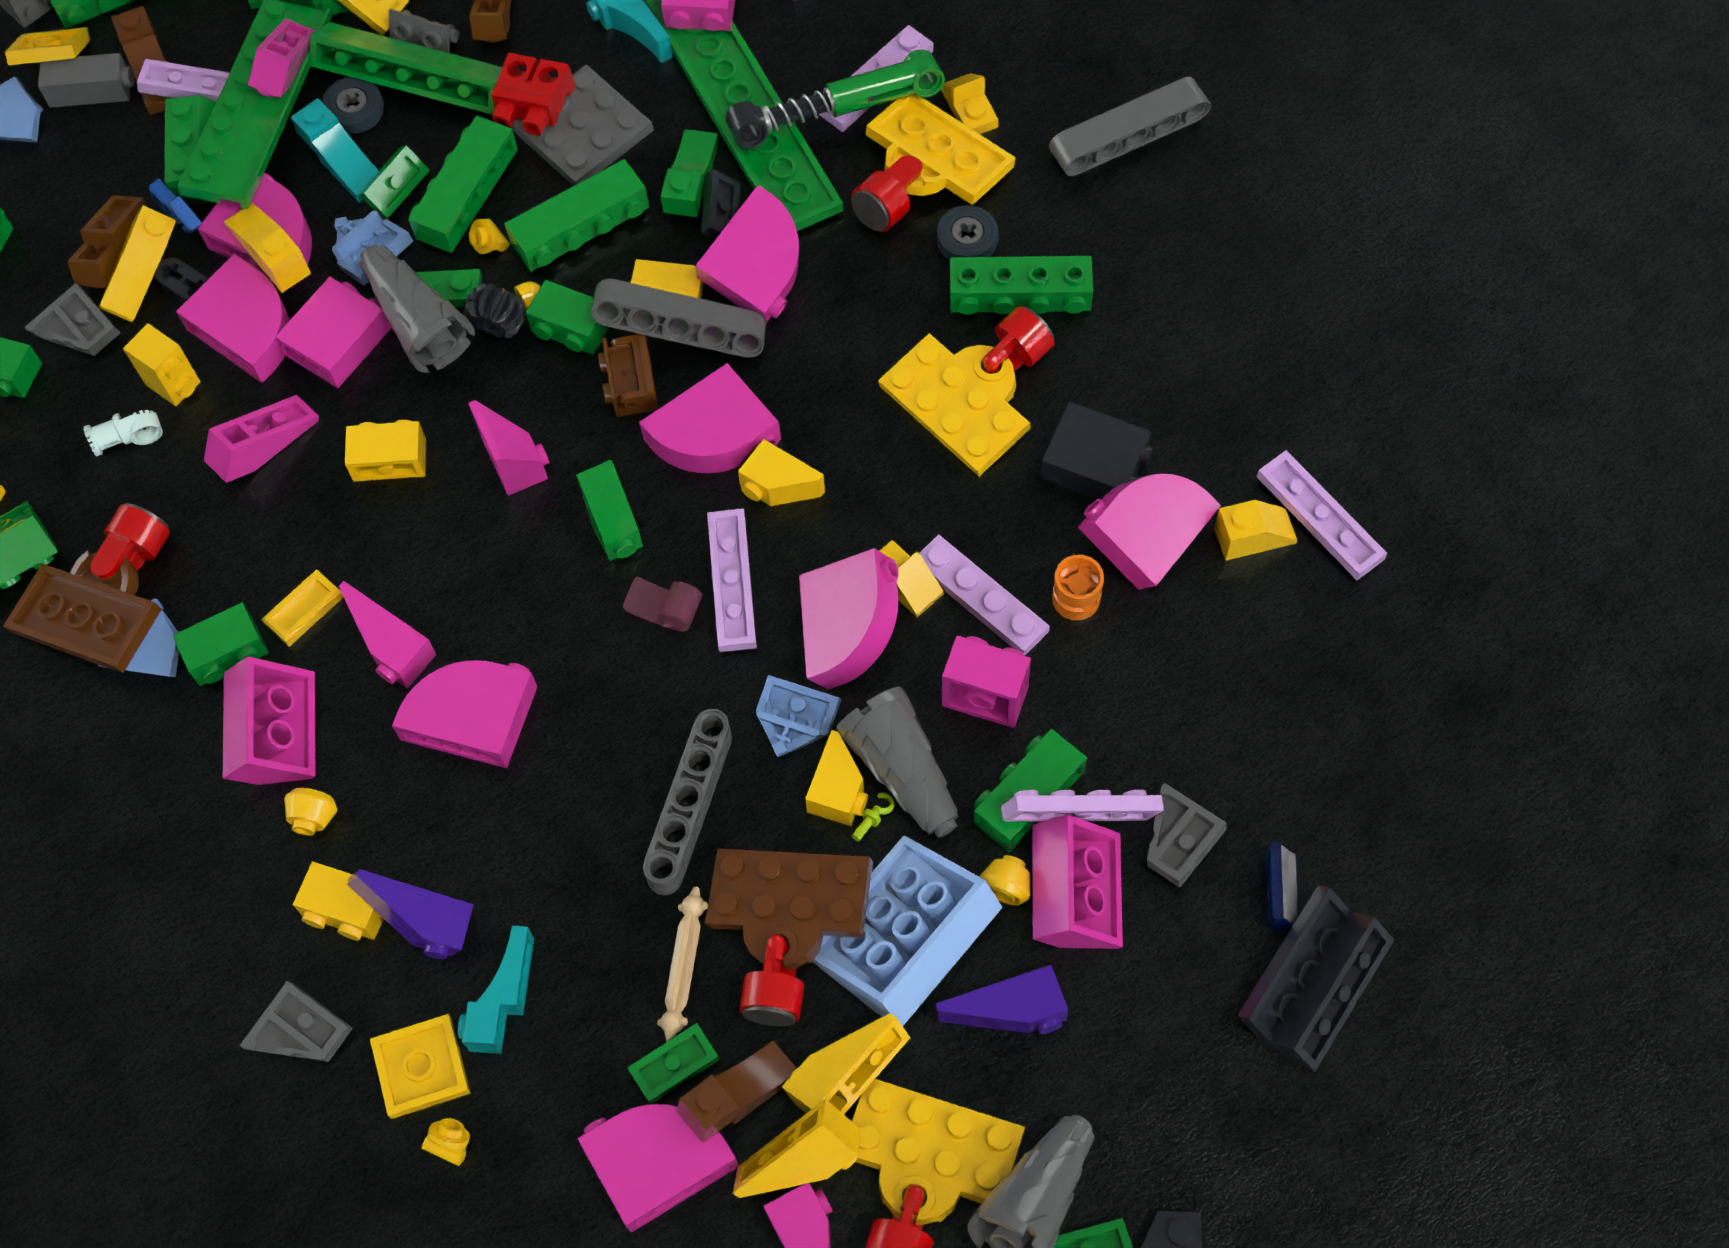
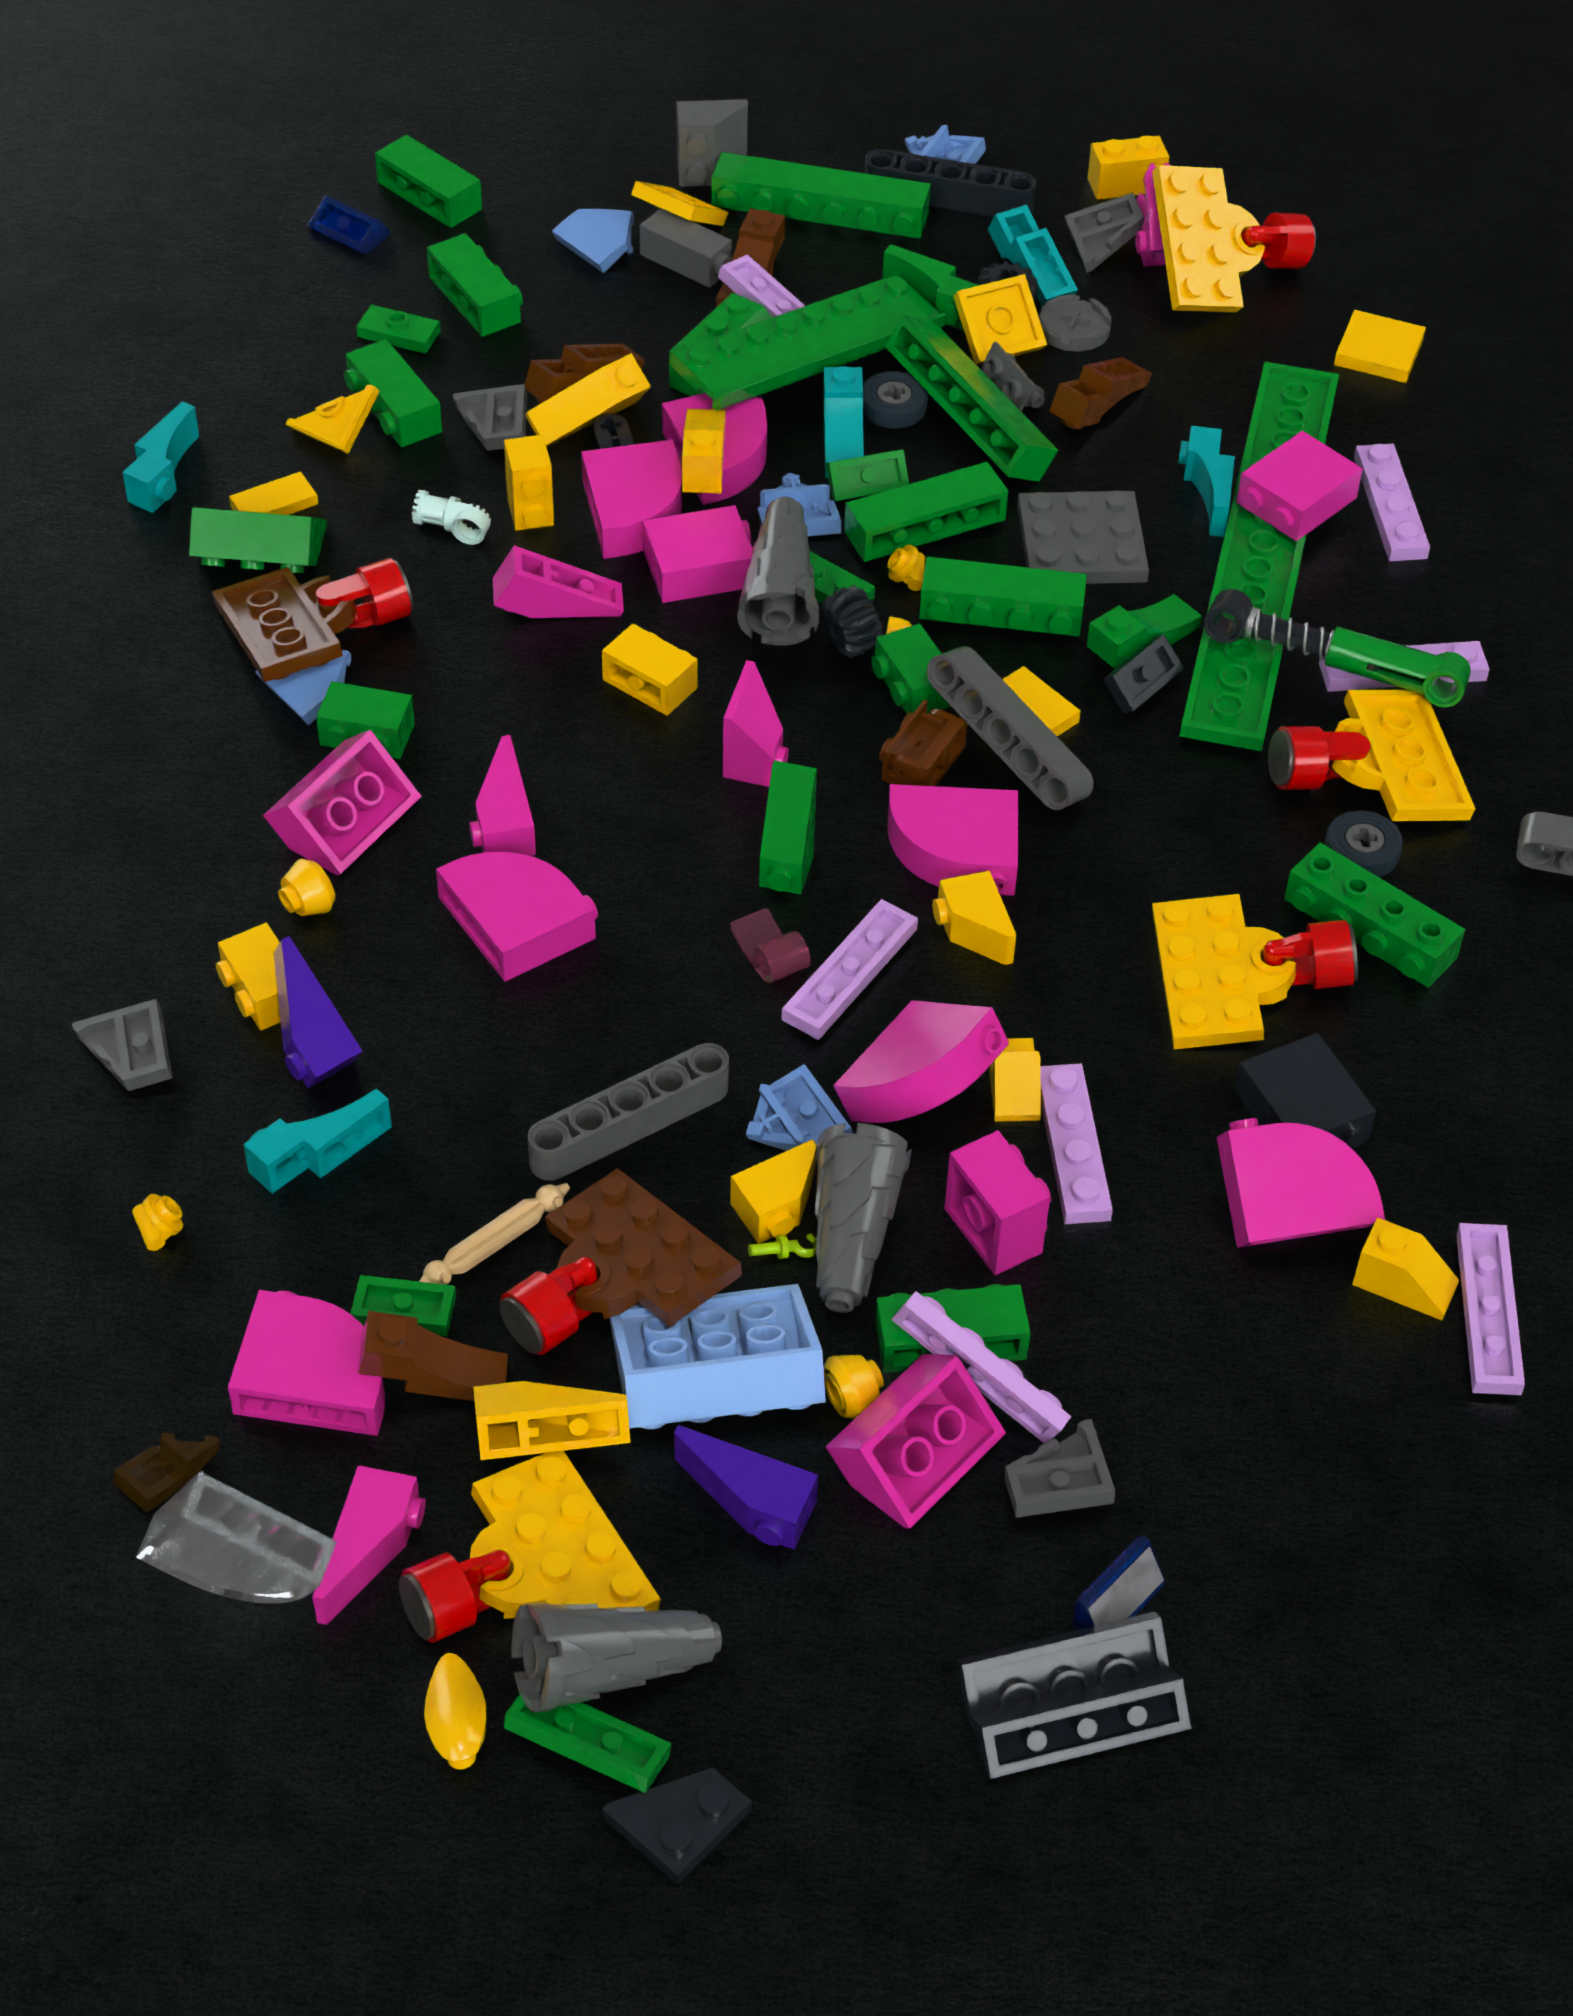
camera: 35 degrees right, 15 degrees down
(174, 206) = (660, 376): blue tile -> none
(280, 58) = (855, 315): dark pink slope -> none
(302, 608) = (459, 742): yellow tile -> none
(419, 1066) = (194, 1149): yellow tile -> none
(531, 94) = (1054, 475): red hips -> none
(754, 256) = (1132, 725): dark pink brick -> none
(802, 1153) = (438, 1451): yellow slope -> none
(969, 102) = (1477, 742): yellow slope -> none
(1077, 587) = (1170, 1193): orange wheel -> none

